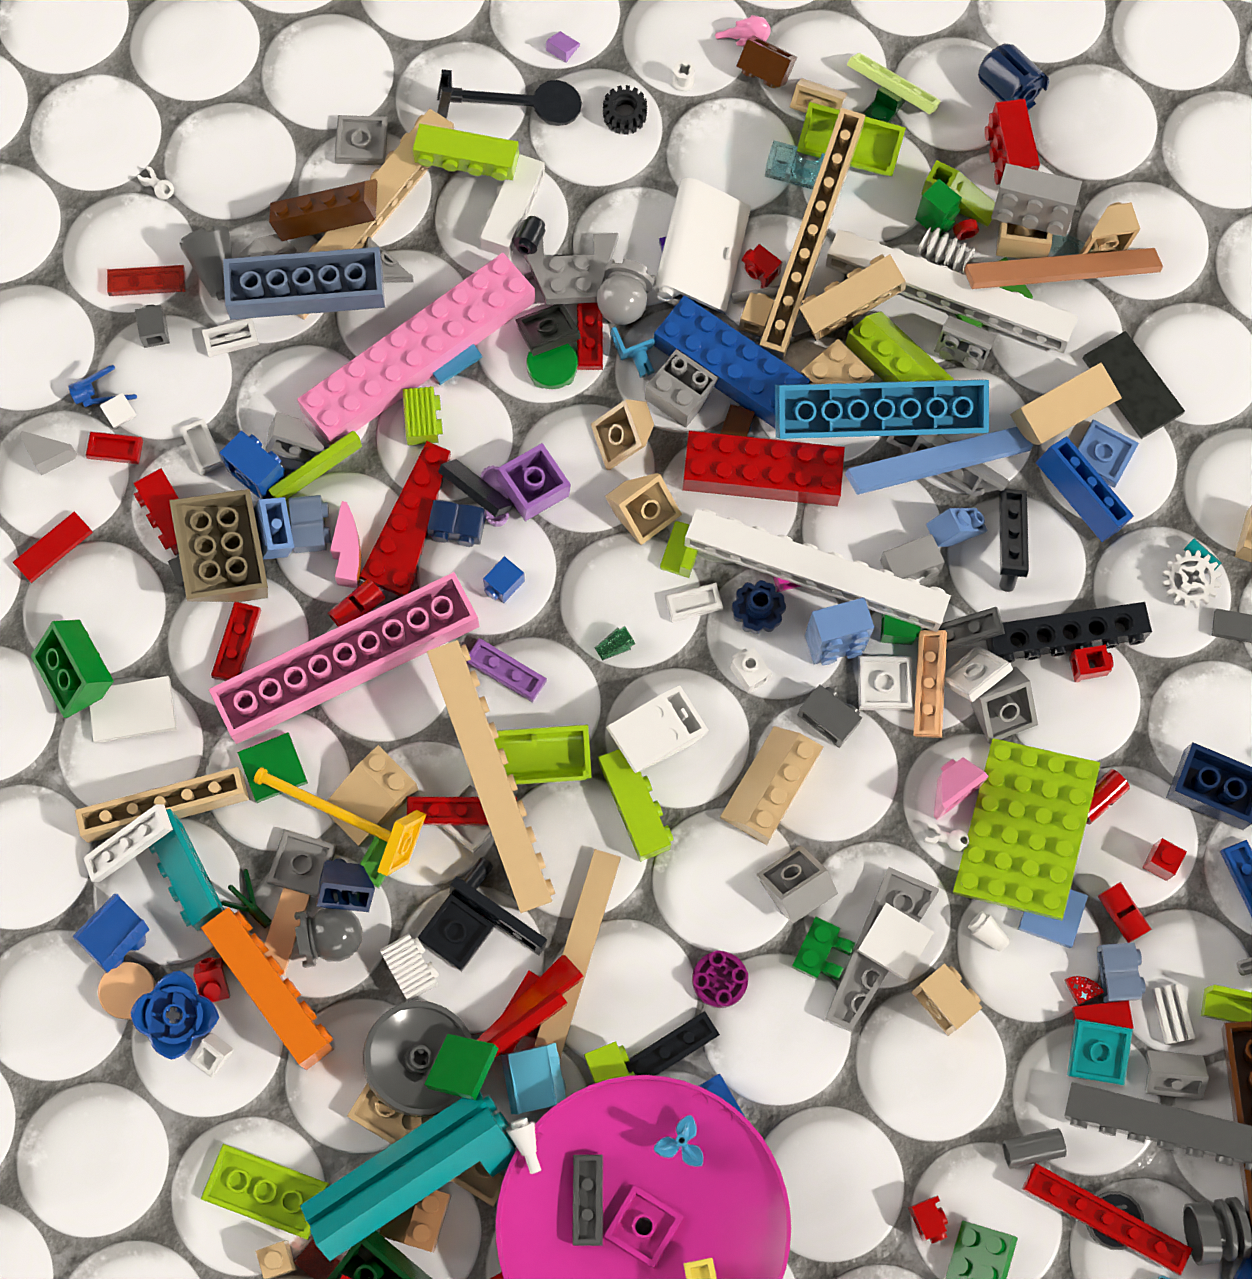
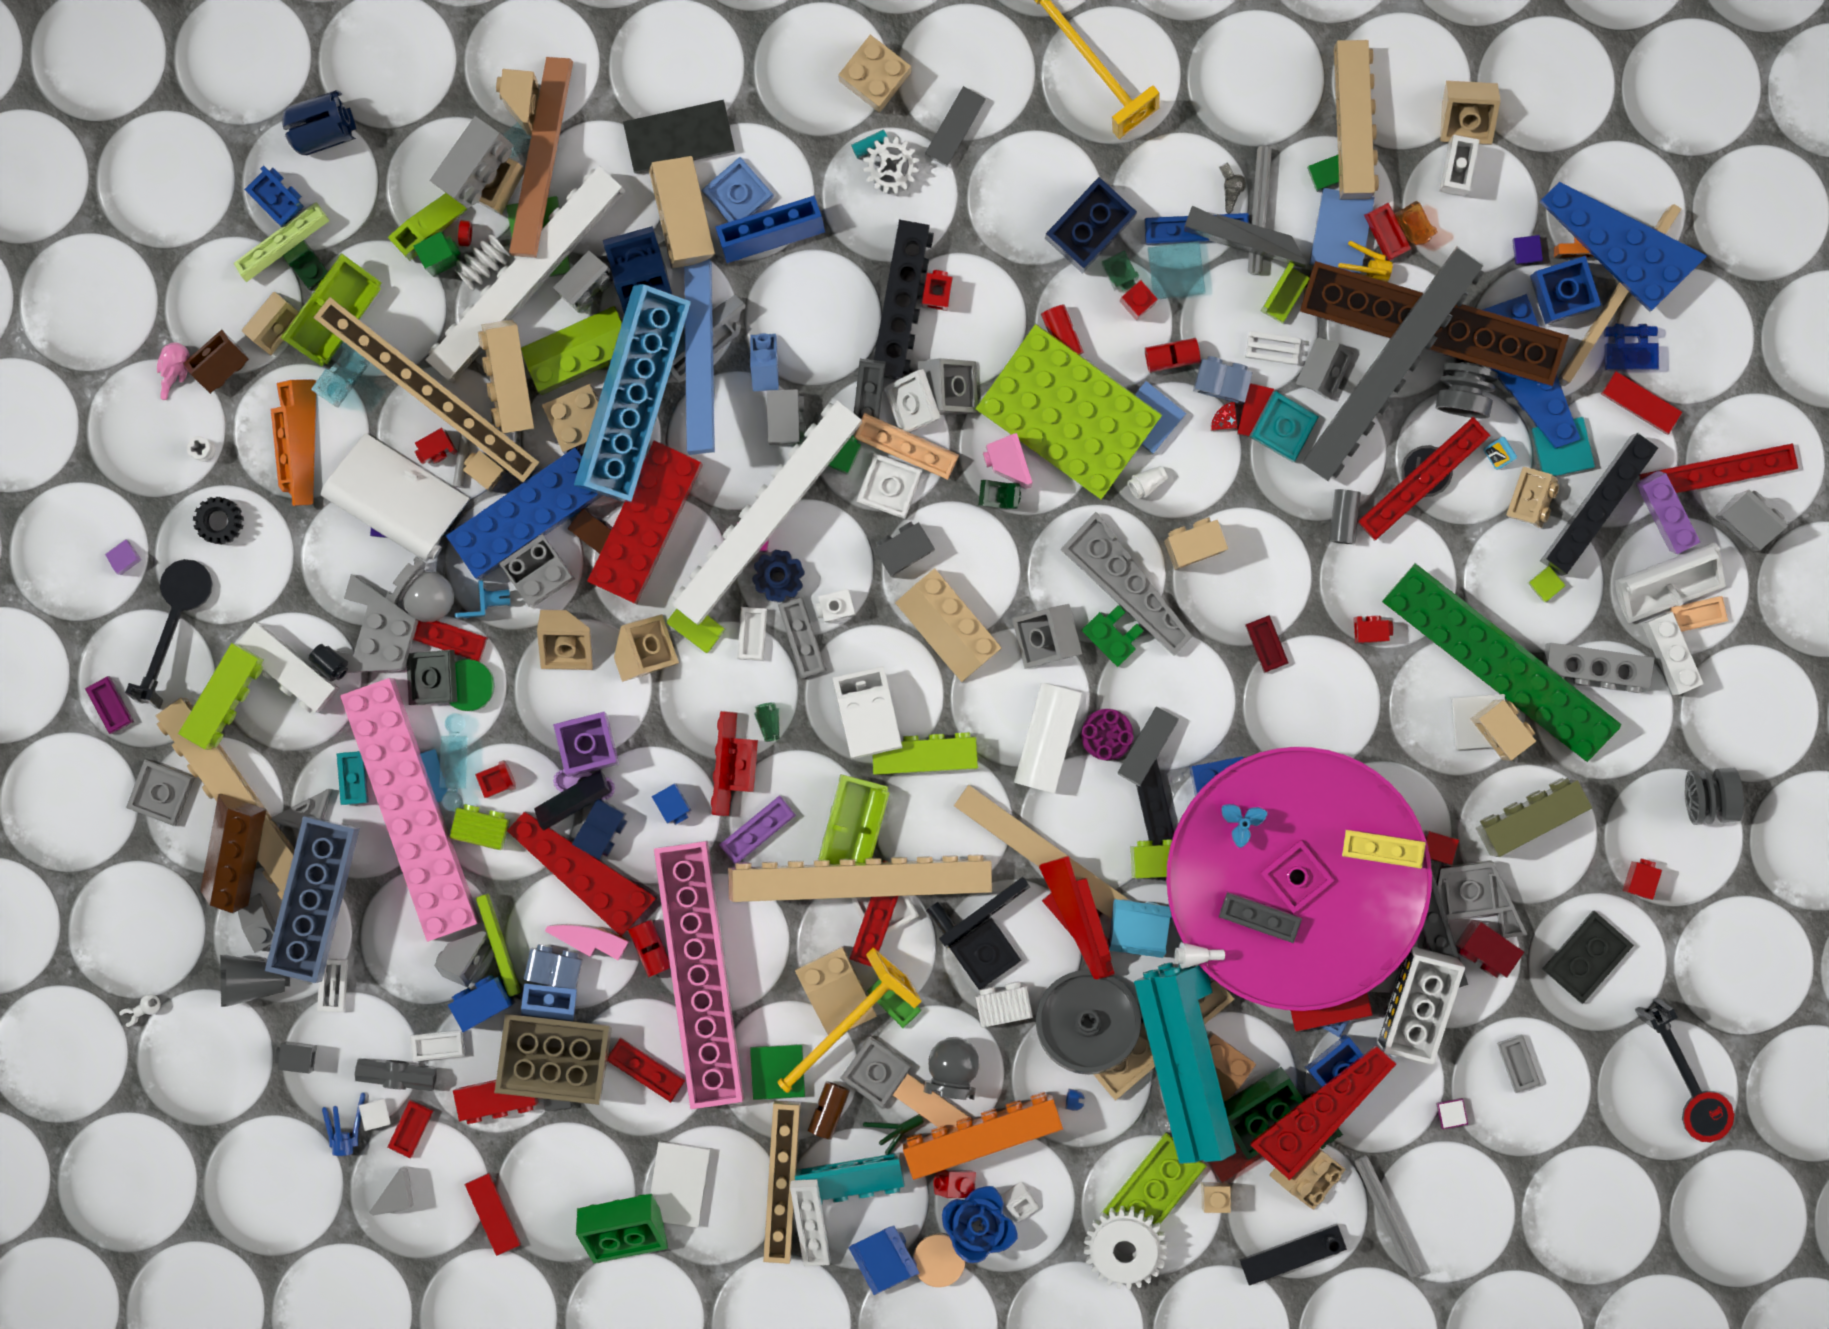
camera: 60 degrees left, 15 degrees up
(146, 280) = (243, 1049): clear red tile -> none
(162, 416) = (395, 1074): none -> dark grey piece
(215, 1186) = (1123, 1267): none -> white gear
(244, 829) = (829, 1110): none -> reddish brown pin
(334, 1071) = (1072, 1100): none -> blue hinge
(344, 886) = (914, 1041): dark blue torso -> none
(425, 75) = (109, 705): none -> magenta tile
(427, 291) = (352, 778): none -> teal plate
(461, 1066) = (1110, 988): green tile -> none
(471, 417) = (496, 779): none -> red tile
(475, 373) = (453, 762): none -> clear light blue plate
(561, 623) = (734, 764): none -> red bracket
(695, 921) = (1047, 737): none -> white brick
(707, 650) = (801, 637): none -> light grey tile
(721, 150) = (295, 439): none -> orange wedge
(723, 1024) = (1148, 746): none -> dark grey tile
(839, 631) = (833, 514): medium blue brick -> none
(872, 1113) = (1266, 644): none -> dark red tile
(895, 941) = (1129, 569): white tile -> none
(918, 788) = (999, 494): none -> dark green bracket
(931, 65) = (274, 197): none -> blue bracket
(953, 838) = (1053, 482): white arm -> none
(1009, 378) = (636, 261): none -> dark blue bracket
(1011, 137) = (394, 155): red brick -> none
(1013, 537) = (792, 314): black piece -> none
(1185, 831) = (1120, 271): none -> clear green bracket
(1208, 889) = (1176, 270): none -> clear light blue tile

